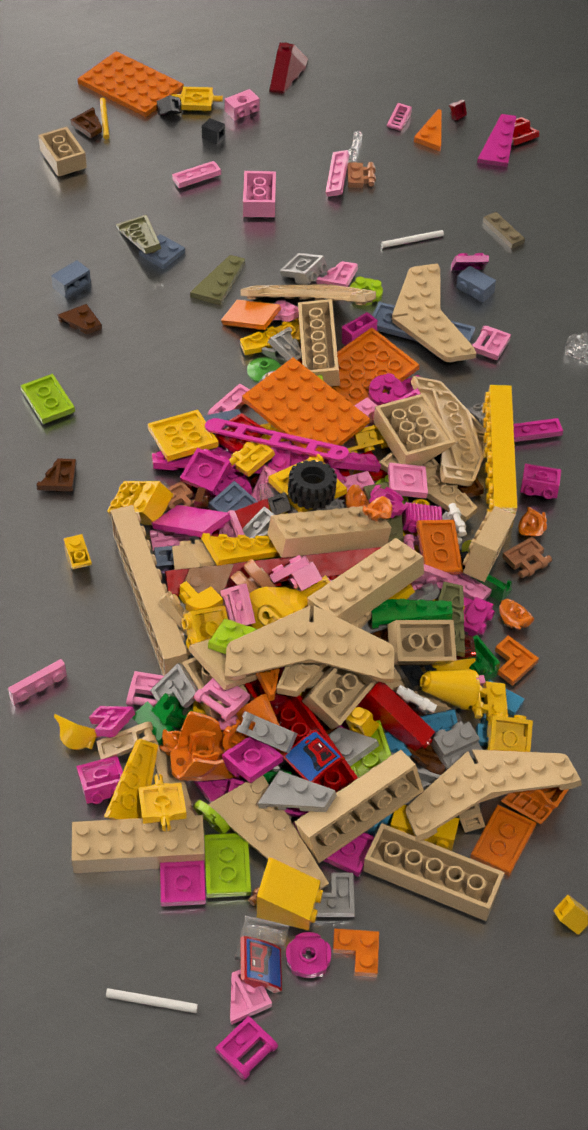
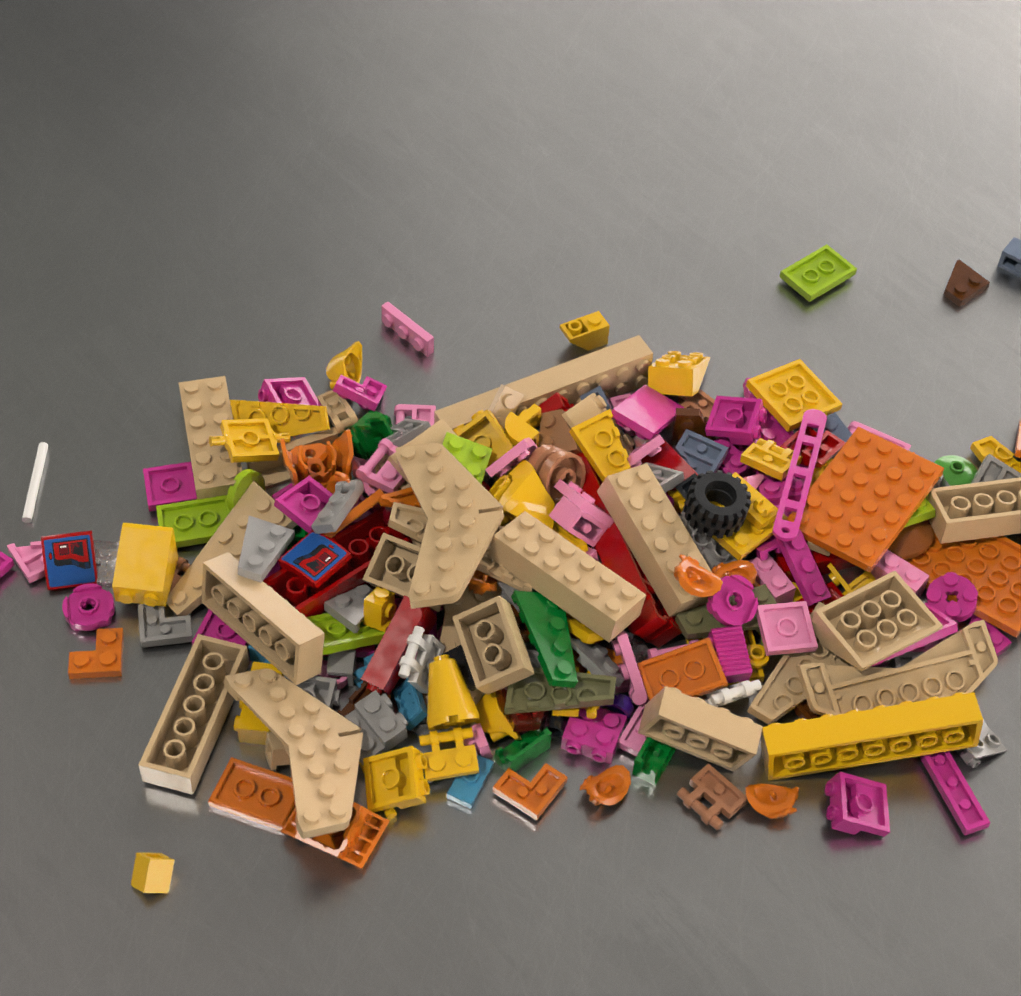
camera: 80 degrees right, 0 degrees up
(60, 476) = (703, 302): reddish brown wing -> none

